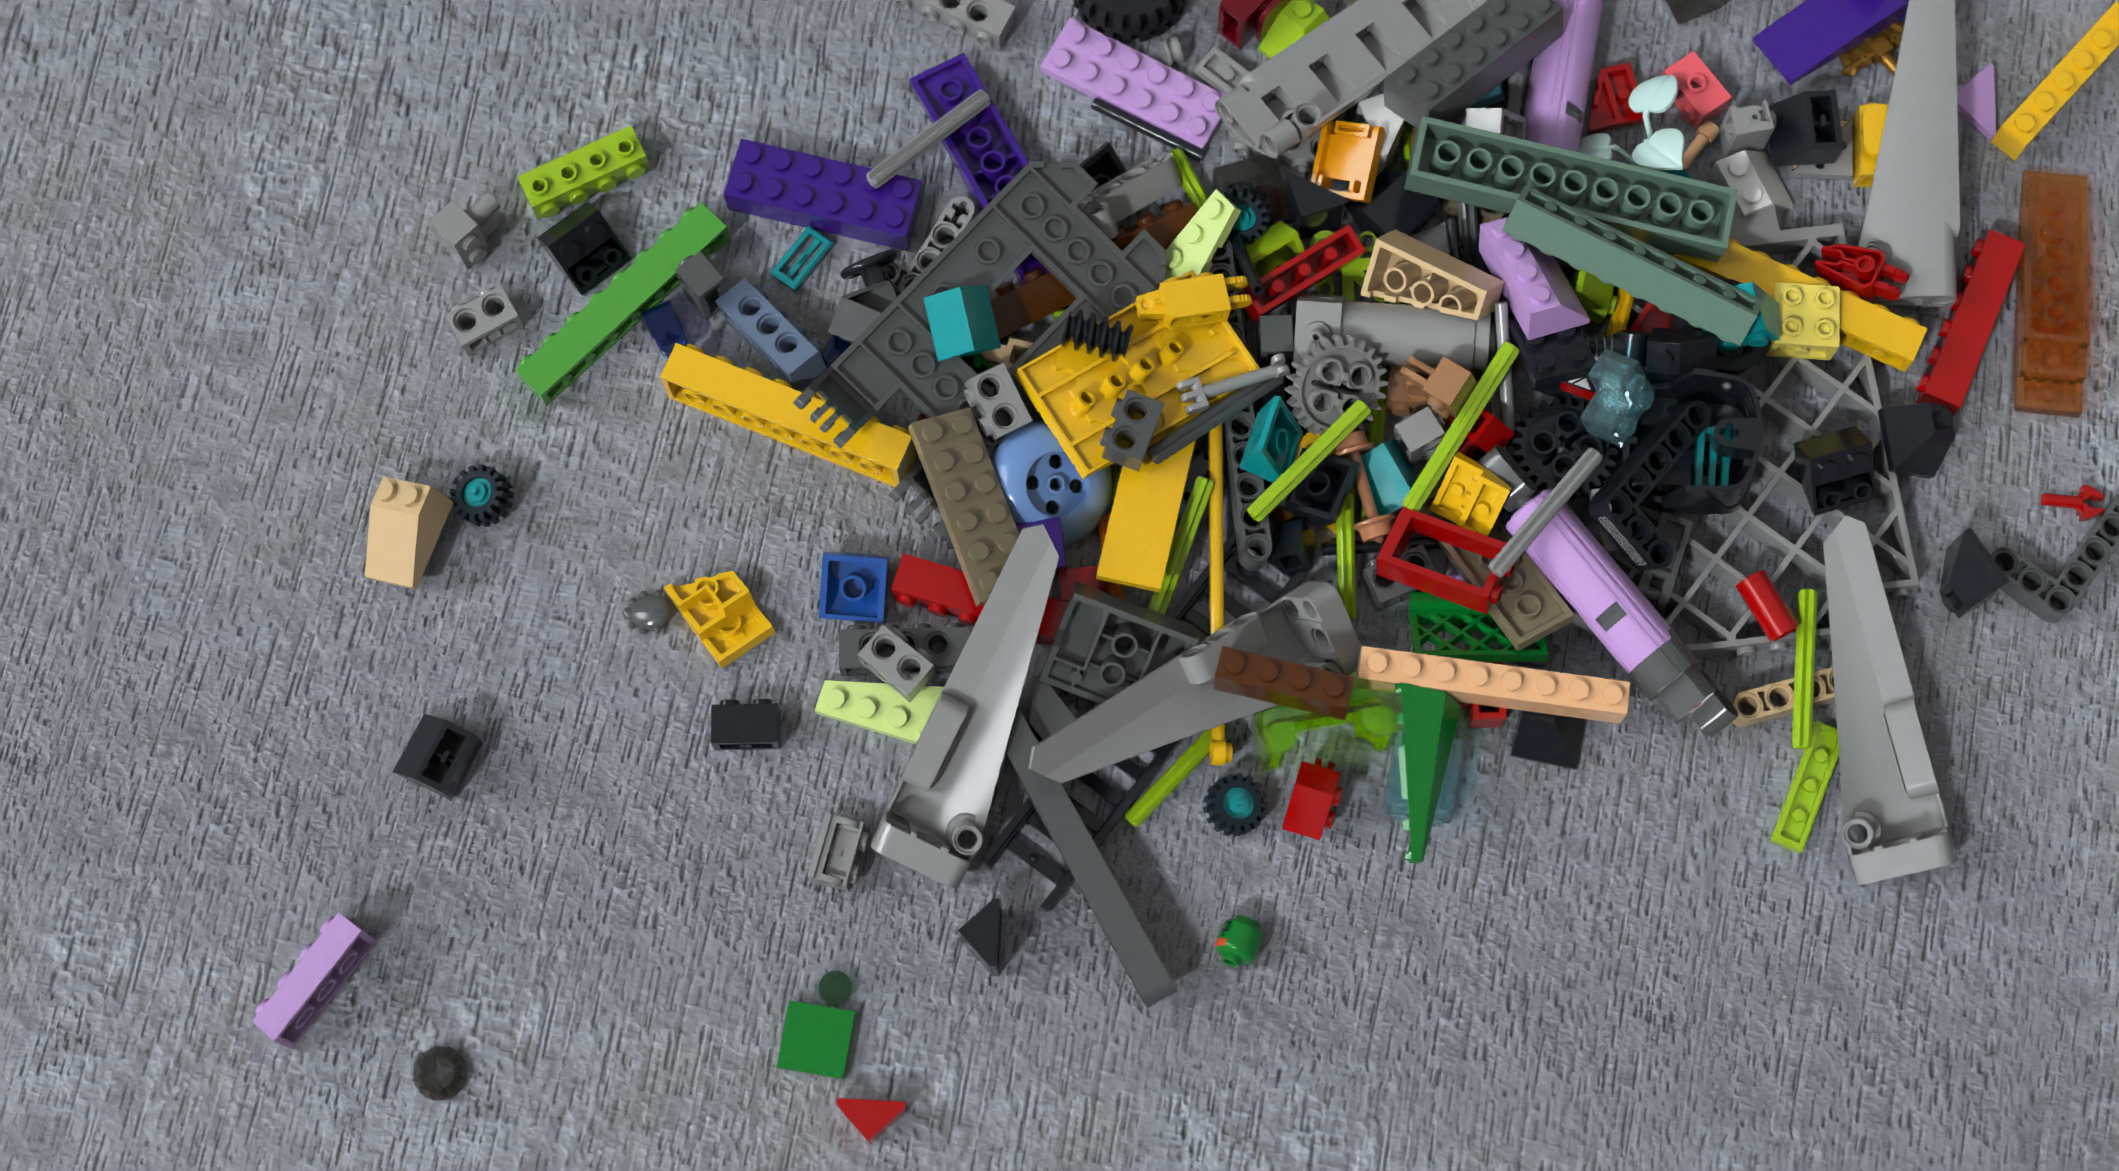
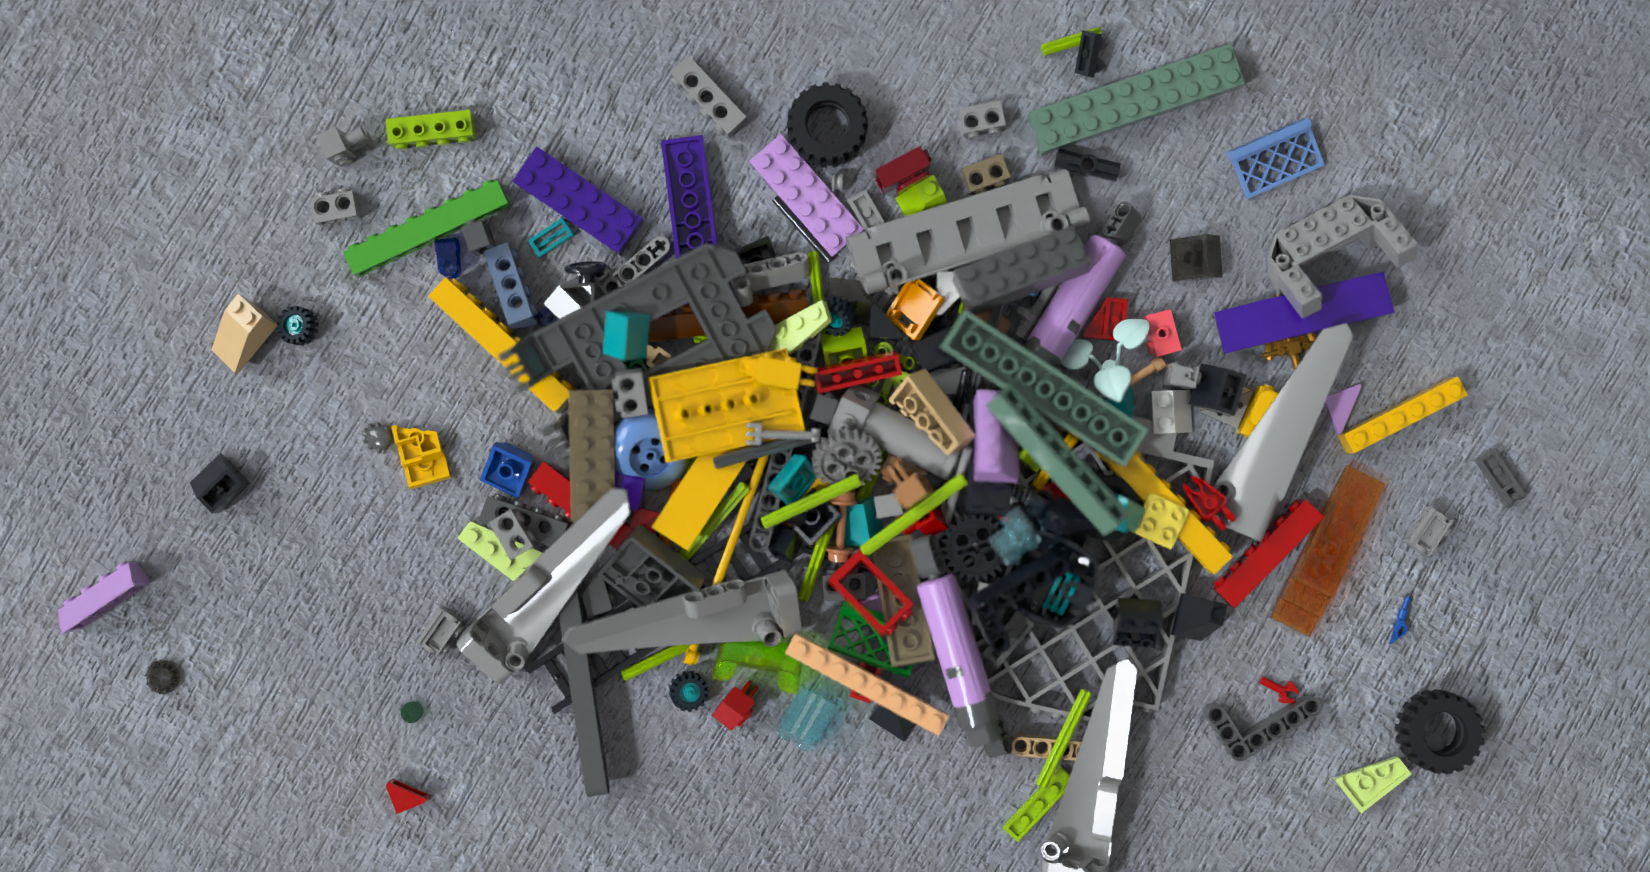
camera: 20 degrees right, 15 degrees up
(584, 247) = (414, 181): black slope -> none
(745, 725) = (411, 533): black brick -> none
(816, 1039) = (390, 738): green tile -> none
(928, 138) = (655, 191): light grey axle -> none
(983, 936) = (507, 719): black slope -> none
(1096, 335) = (706, 376): black piece -> none
(1136, 431) = (710, 449): dark grey brick -> none
(1239, 941) = (659, 774): green head -> none
(1246, 264) = (823, 352): black piece -> none
(1284, 683) = (737, 642): reddish brown brick -> none
(1428, 734) = (814, 702): green wedge -> none
(1470, 495) = (903, 560): yellow slope -> none
(1496, 120) = (1015, 325): light grey brick -> none
(1545, 512) = (939, 595): light grey axle -> none
(1767, 606) = (1057, 693): red pin -> none
(1969, 575) = (1190, 716): black slope -> none

